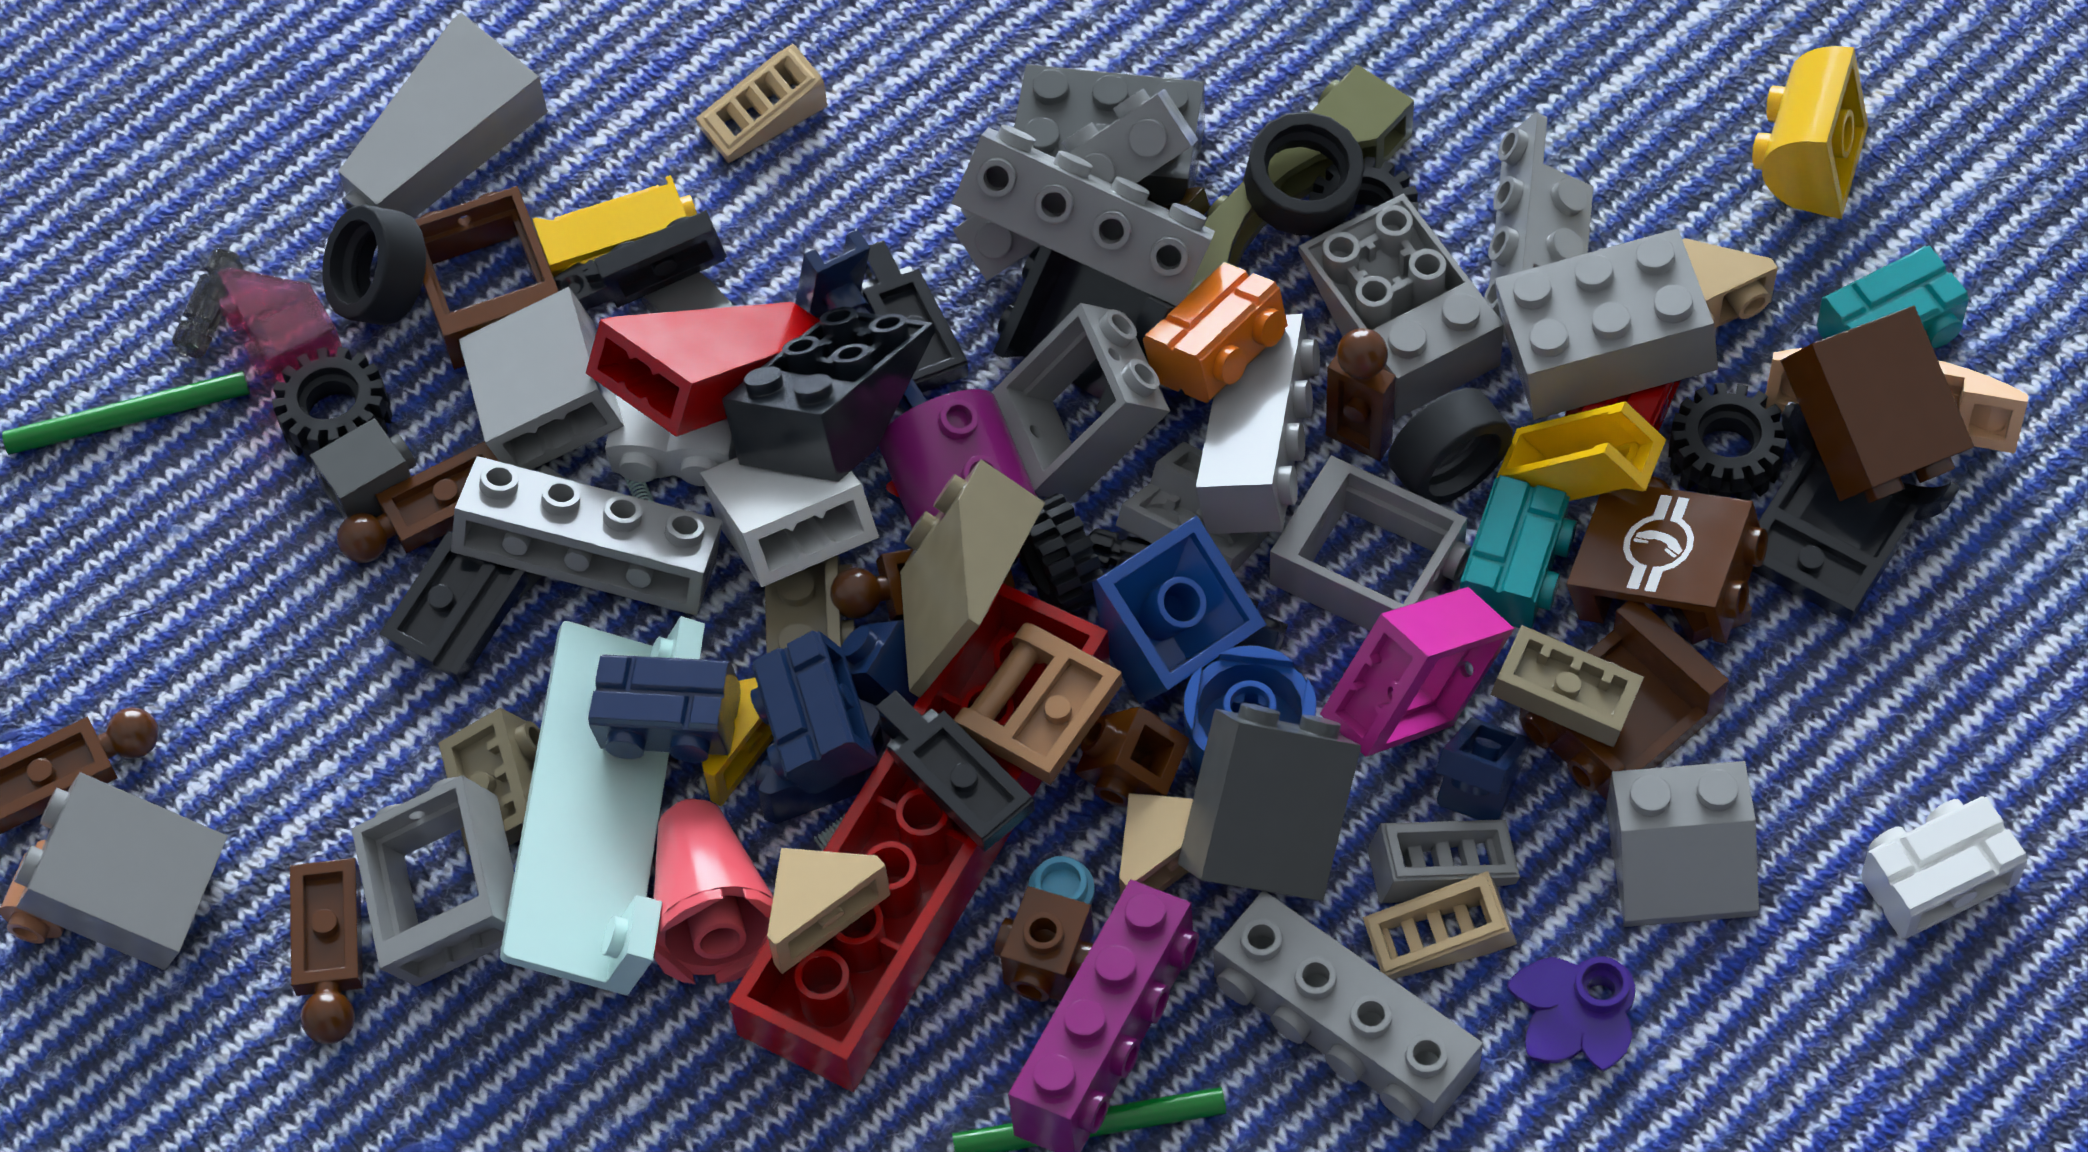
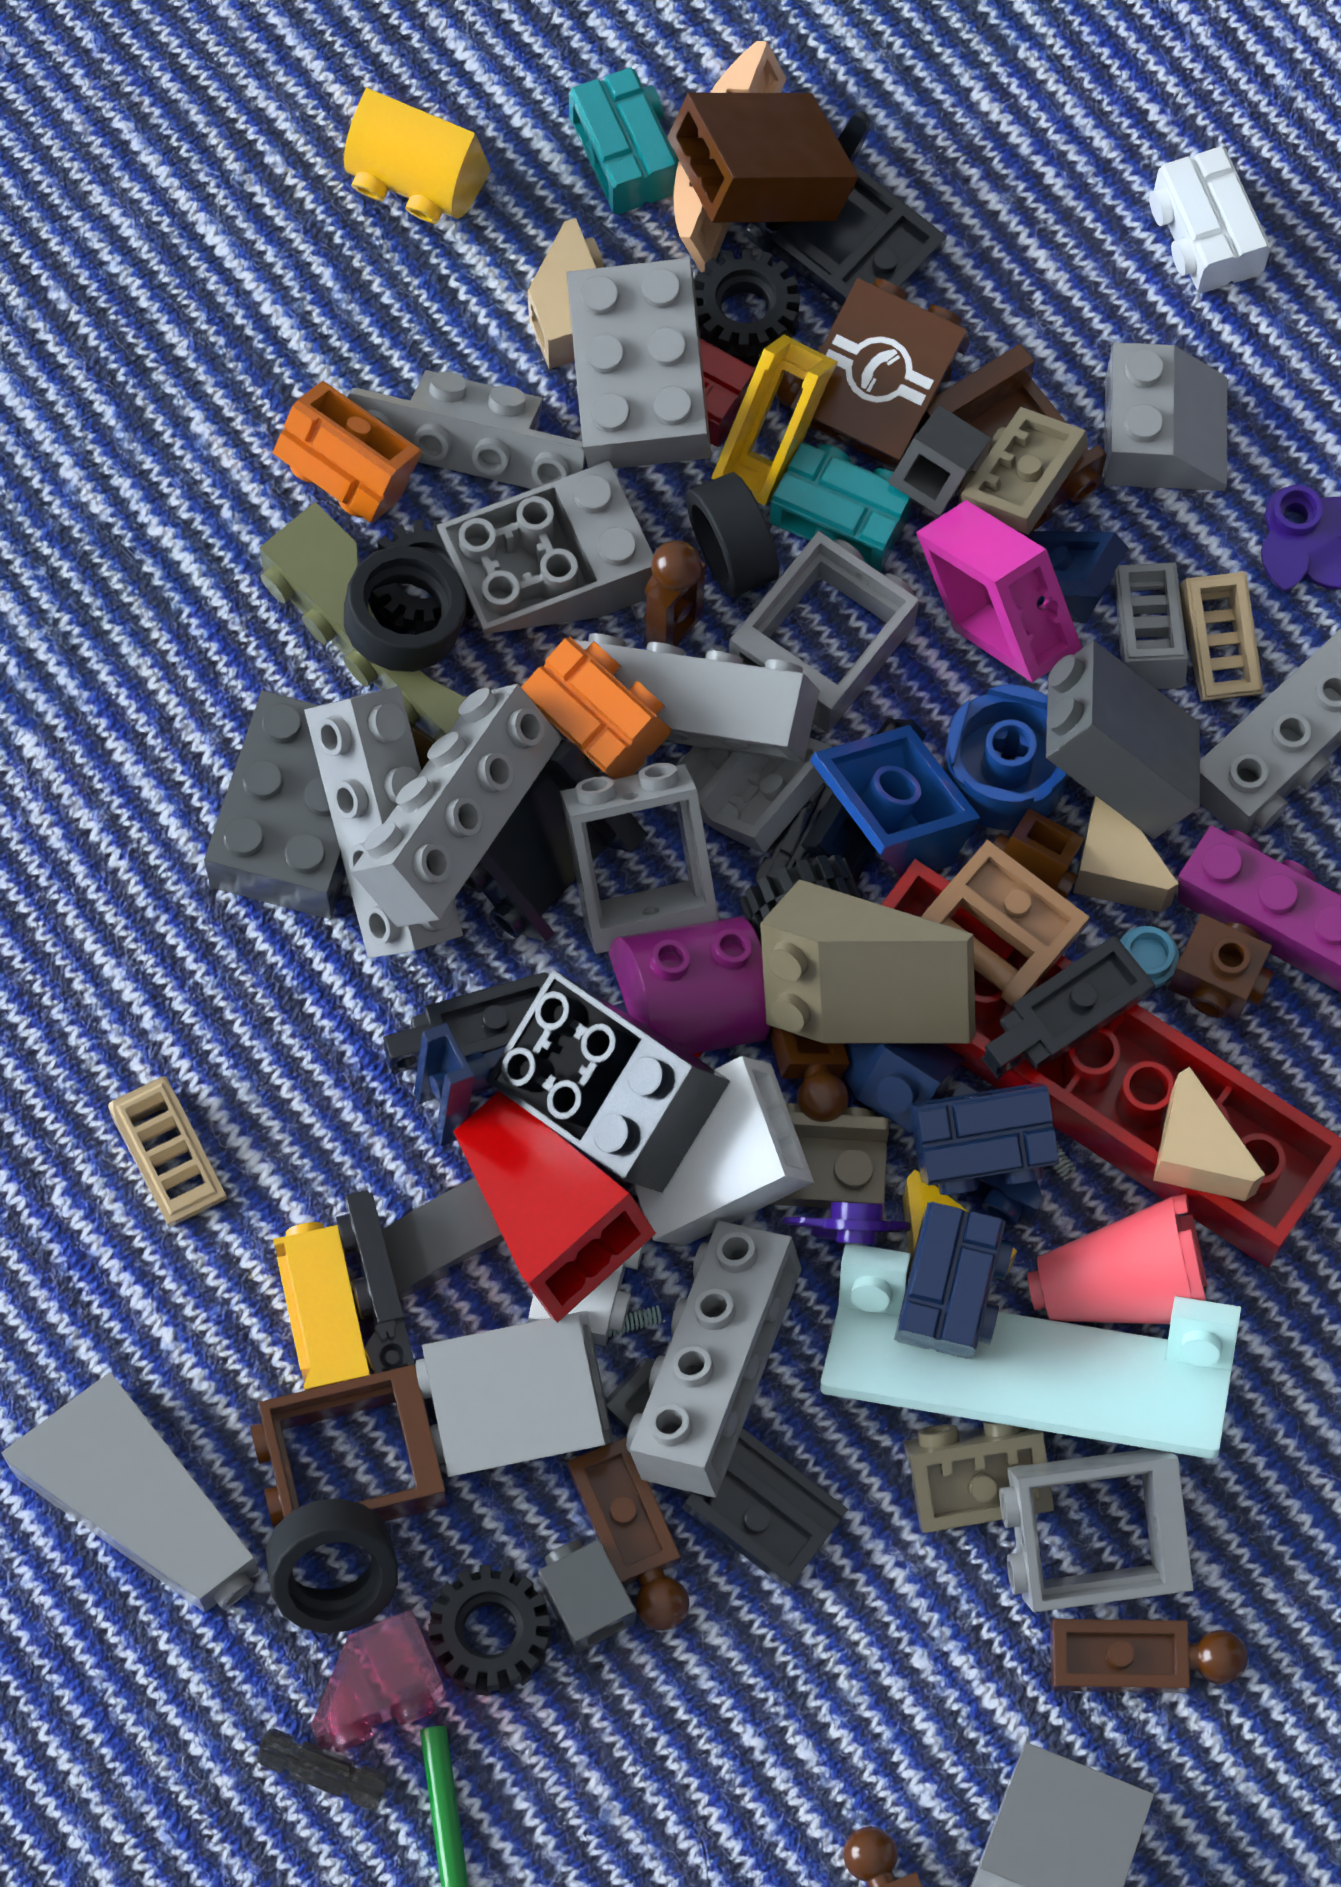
camera: 90 degrees left, 10 degrees up
(722, 623) = (850, 1223): none -> dark purple plate
(1477, 123) = (346, 452): none -> orange brick
(1569, 607) = (939, 460): none -> dark grey brick

